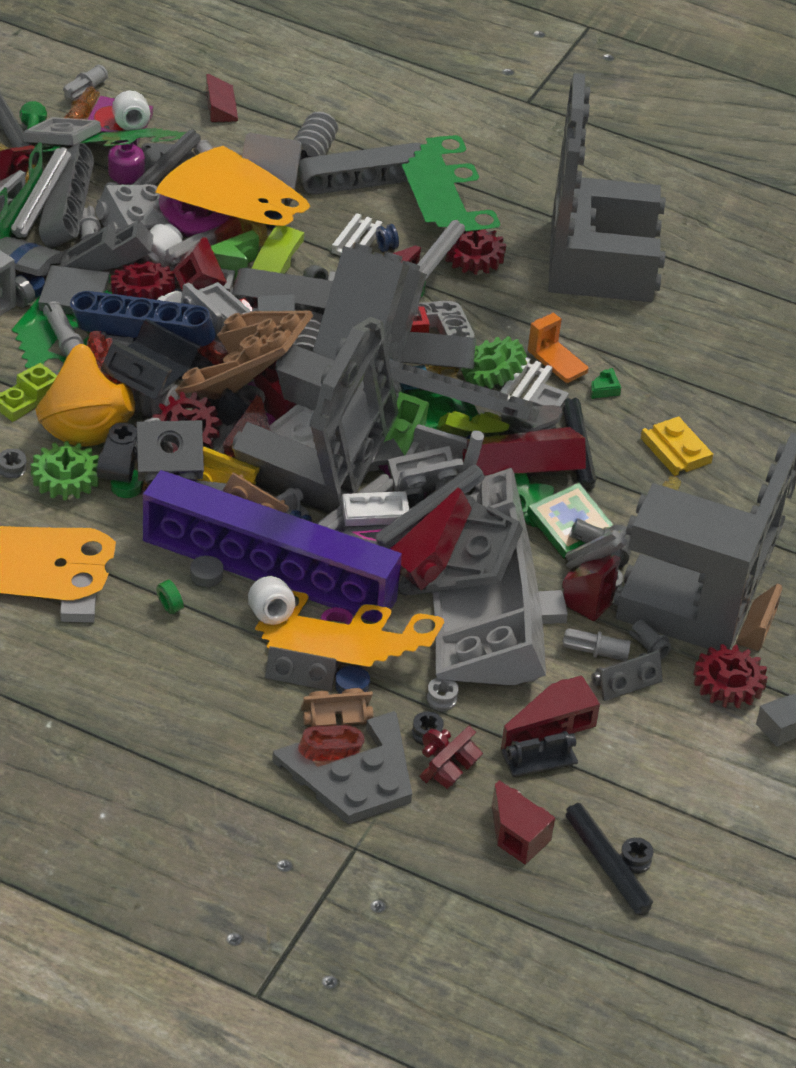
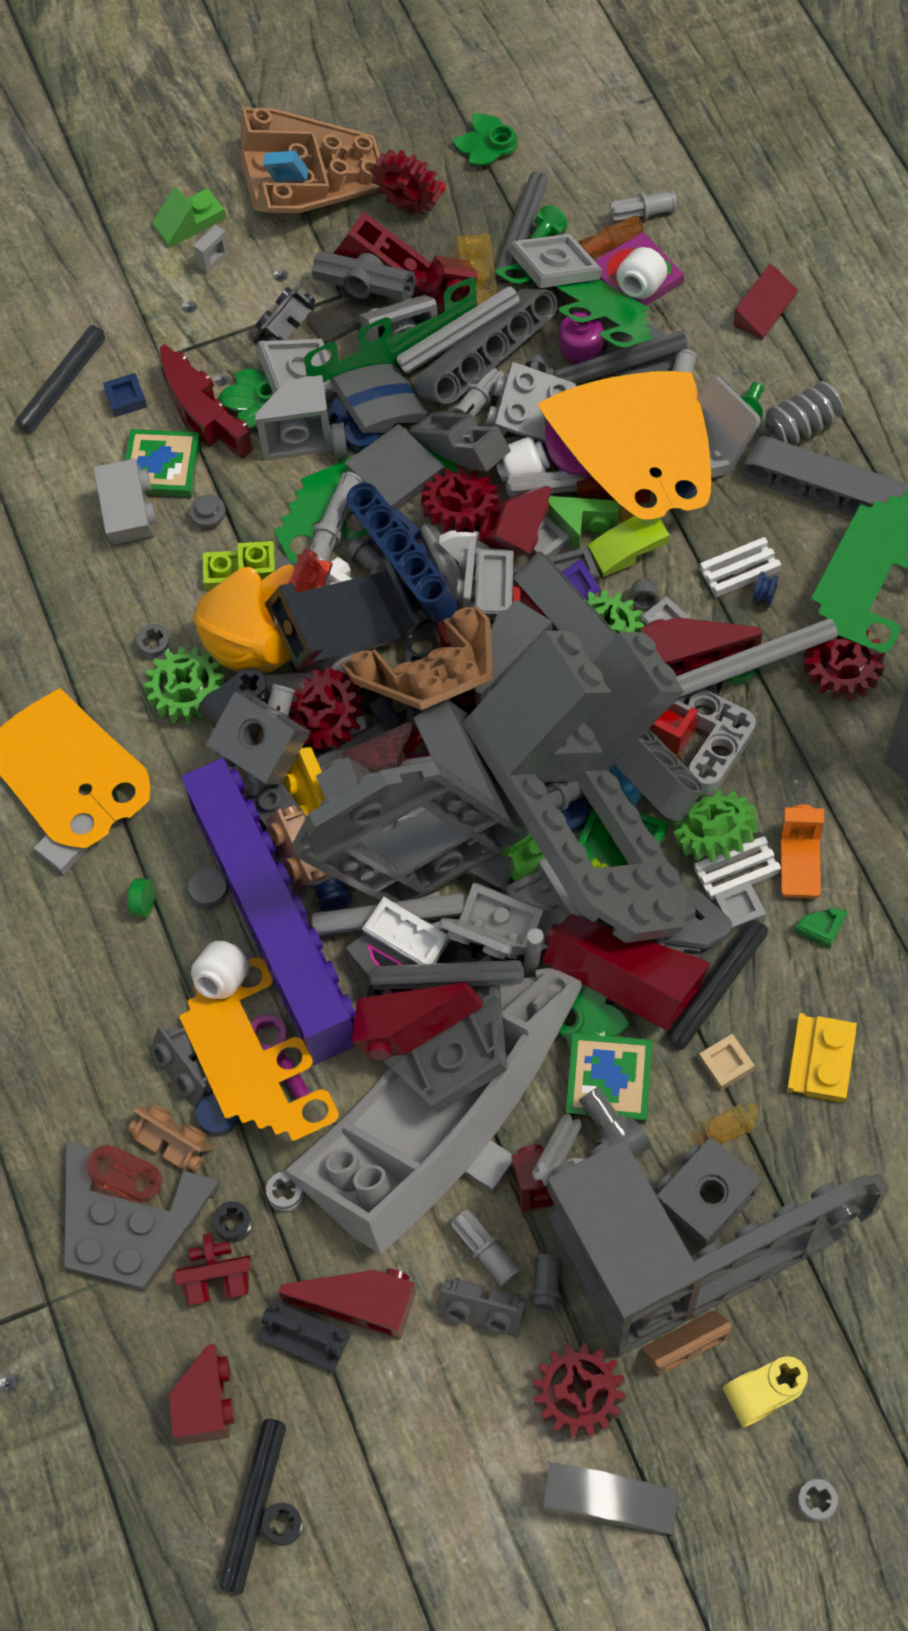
camera: 50 degrees right, 20 degrees up
(627, 478) = (726, 1062): none -> tan tile

